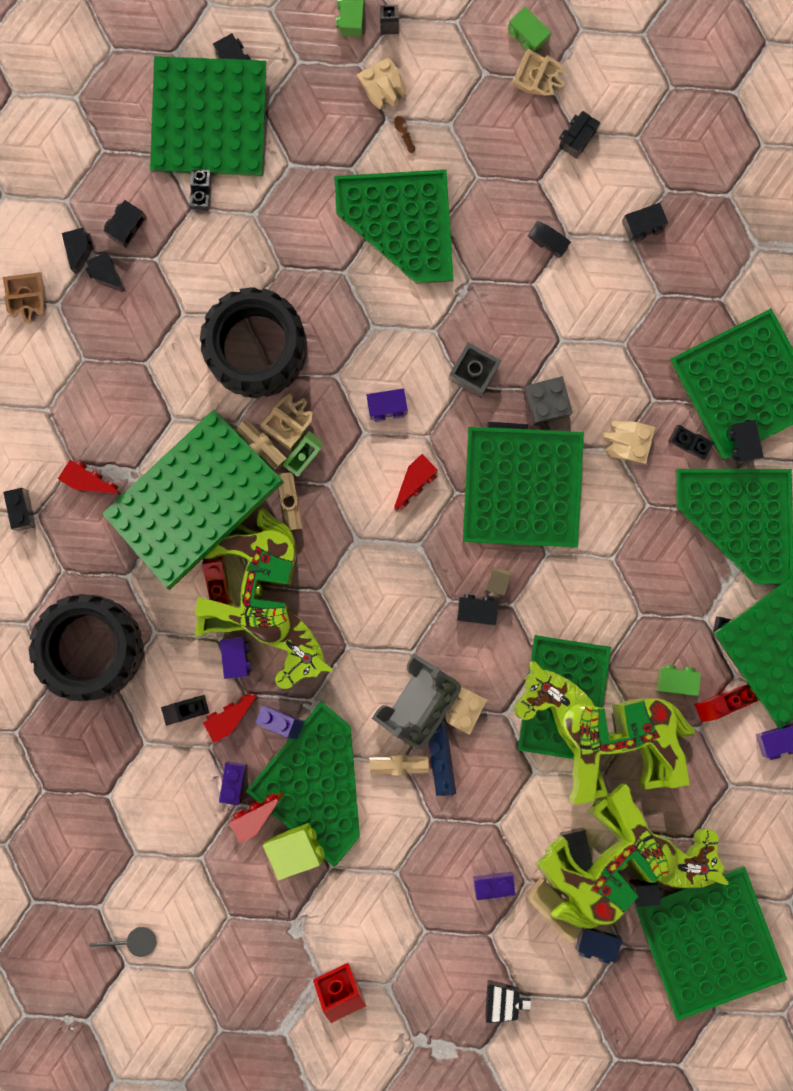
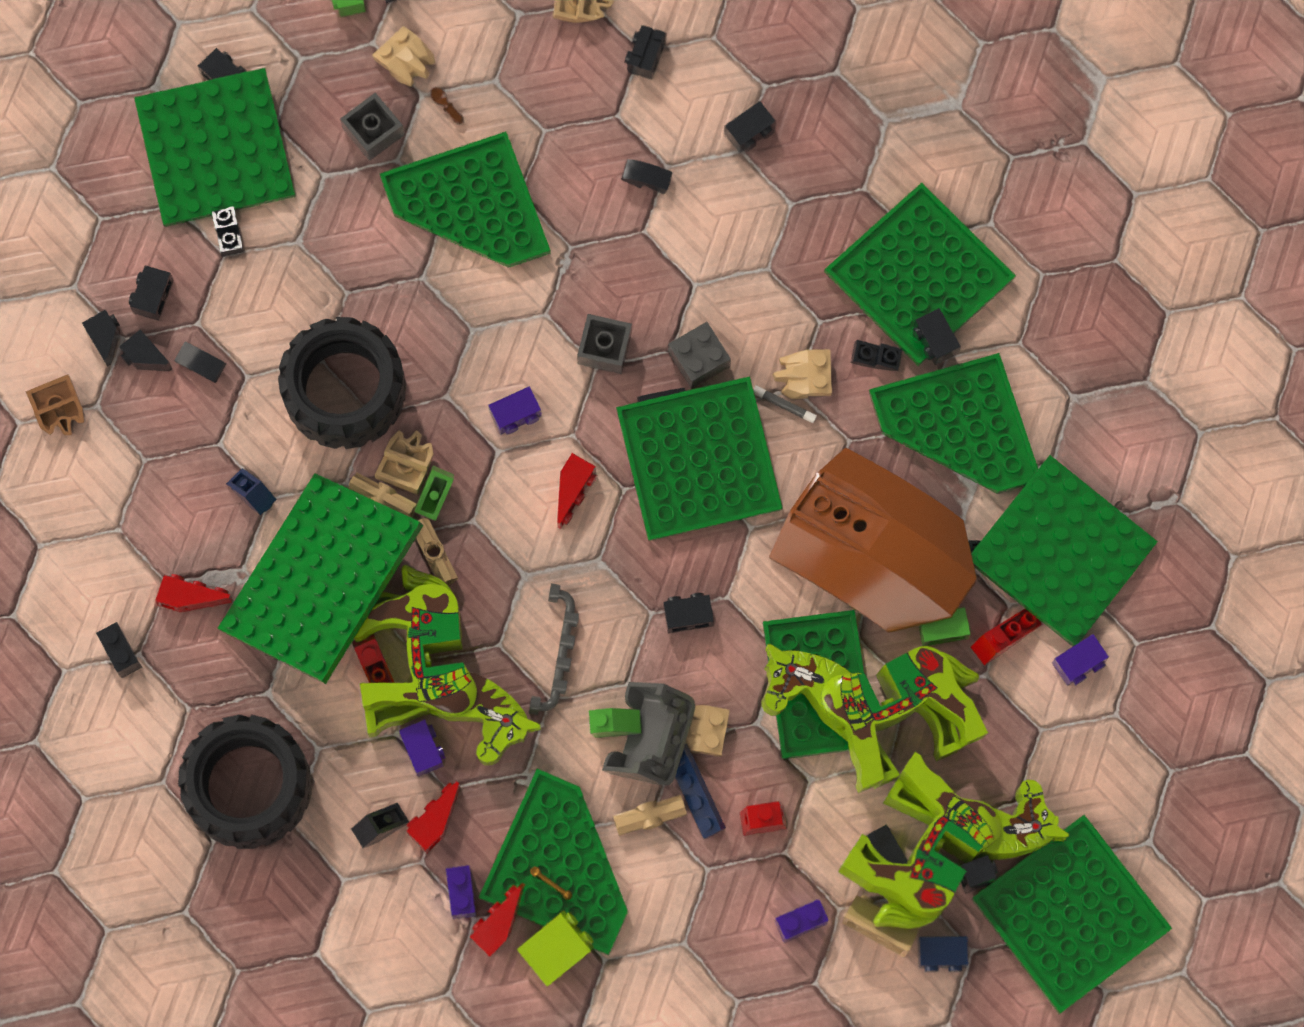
camera: 20 degrees left, 10 degrees down
(148, 292) = (200, 362): none -> black slope
(159, 410) = (251, 491): none -> dark blue slope
(279, 722) = (495, 804): brick -> none
(315, 811) = (567, 895): none -> pearl gold hinge
(339, 134) = (372, 126): none -> dark grey brick
(366, 620) = (566, 642): none -> dark grey bar
(393, 682) = (614, 722): none -> bright green slope
(487, 795) = (763, 818): none -> red torso
(498, 582) = (702, 572): dark tan slope -> none
(604, 460) = (770, 397): none -> dark grey bar
(655, 630) = (897, 572): none -> dark orange wedge

